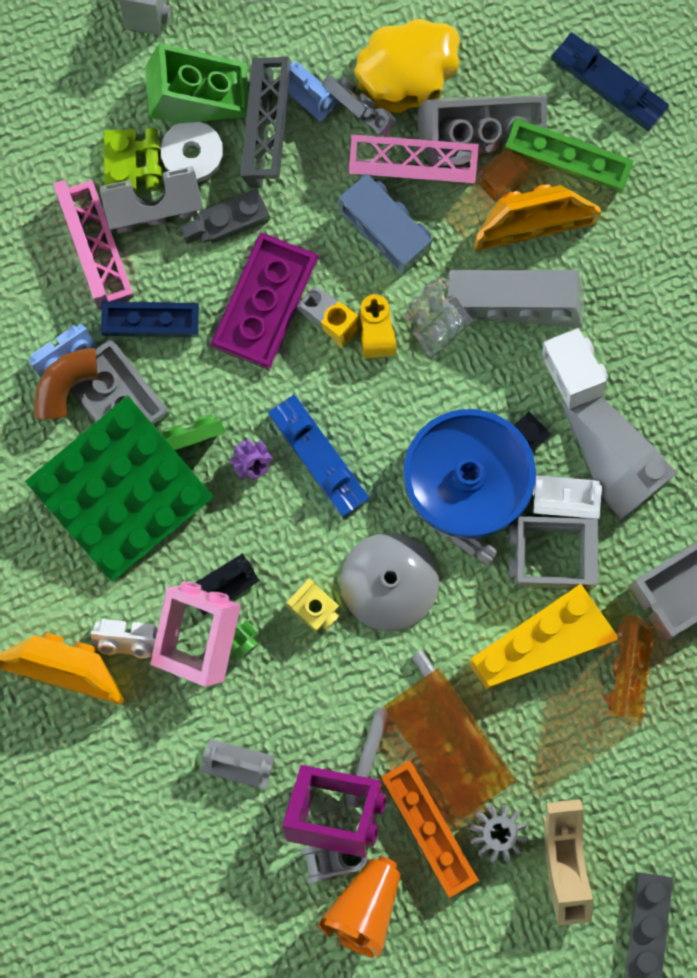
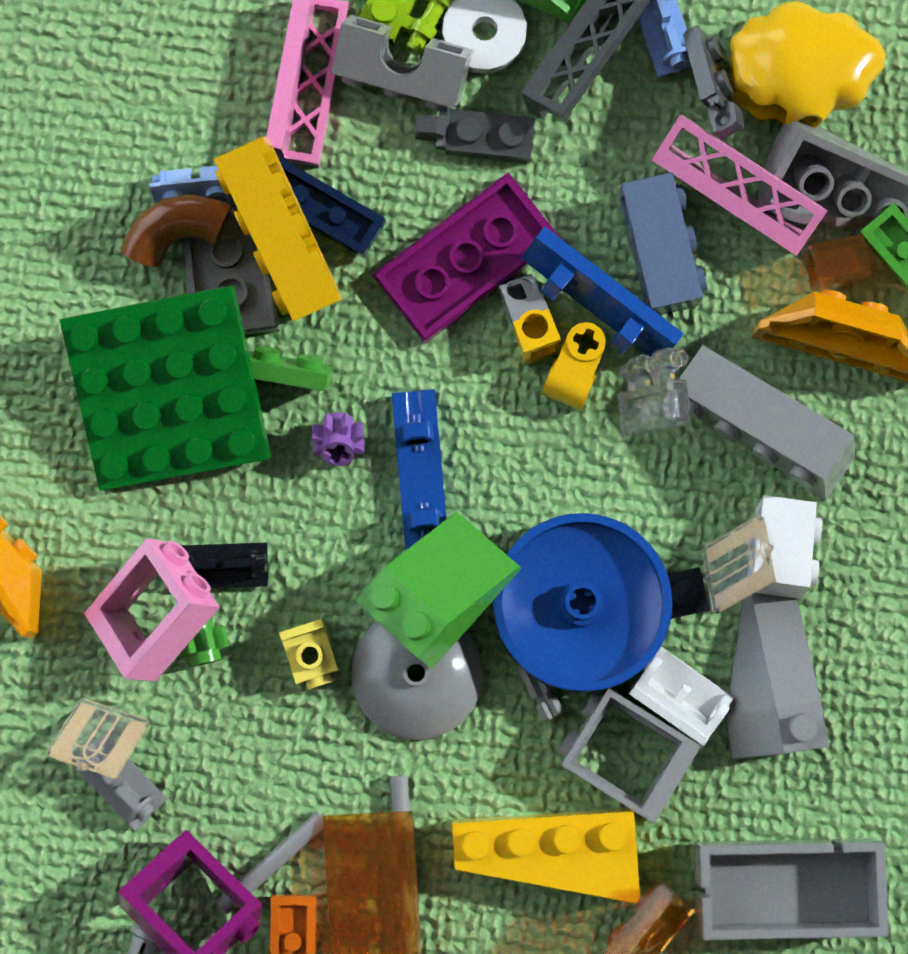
camera: 40 degrees right, 5 degrees up
(110, 638) = (63, 555): white hinge -> none
(135, 345) = (278, 228): none -> yellow wedge
(207, 740) = (98, 738): none -> clear piece
(365, 275) = (599, 294): none -> blue hinge
(373, 515) = (438, 588): none -> bright green slope
(553, 393) = (738, 564): none -> clear piece

